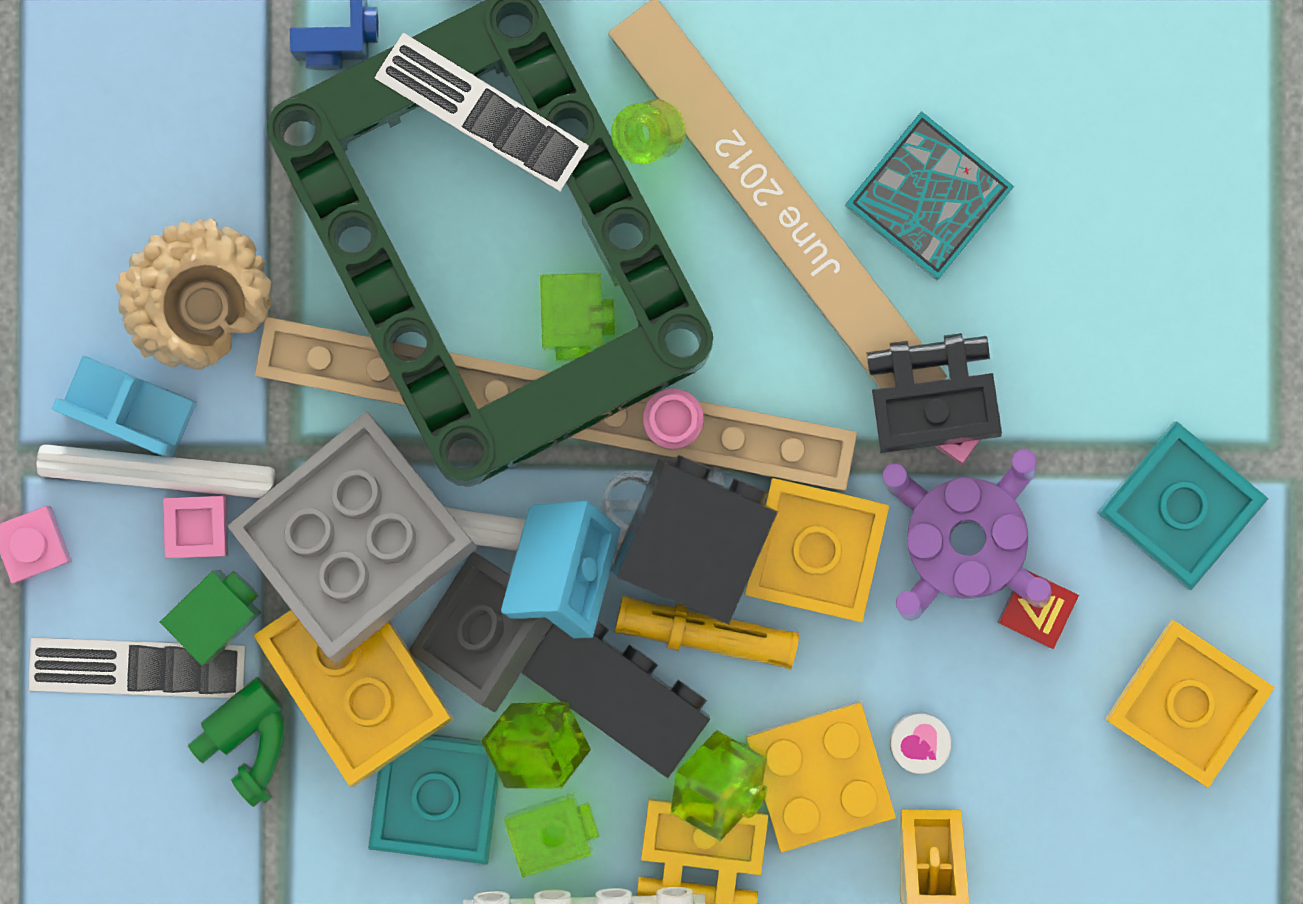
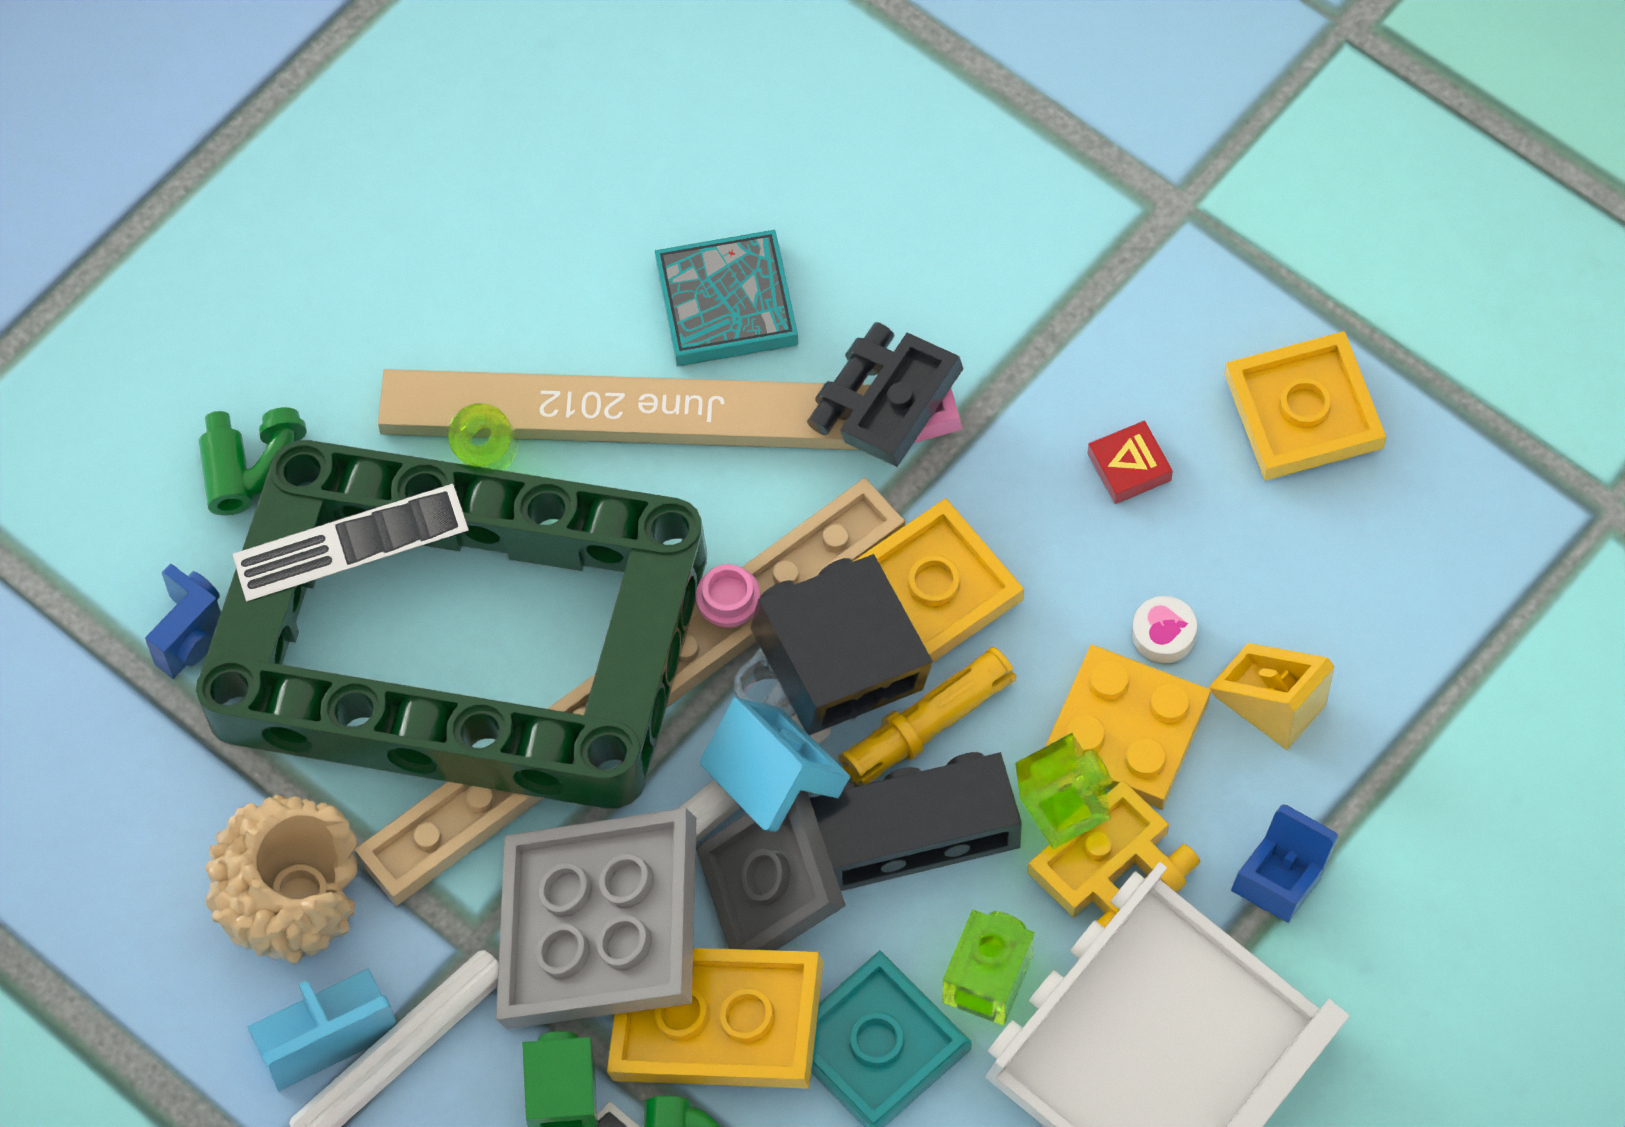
camera: 50 degrees left, 25 degrees down
(195, 527) = (473, 1050): bright pink plate -> none
(536, 745) = (902, 908): clear neon green brick -> none
(574, 314) = (570, 614): clear neon green brick -> none
(962, 502) = (1020, 432): medium lavender plate -> none
(1182, 505) = (1139, 301): teal tile -> none

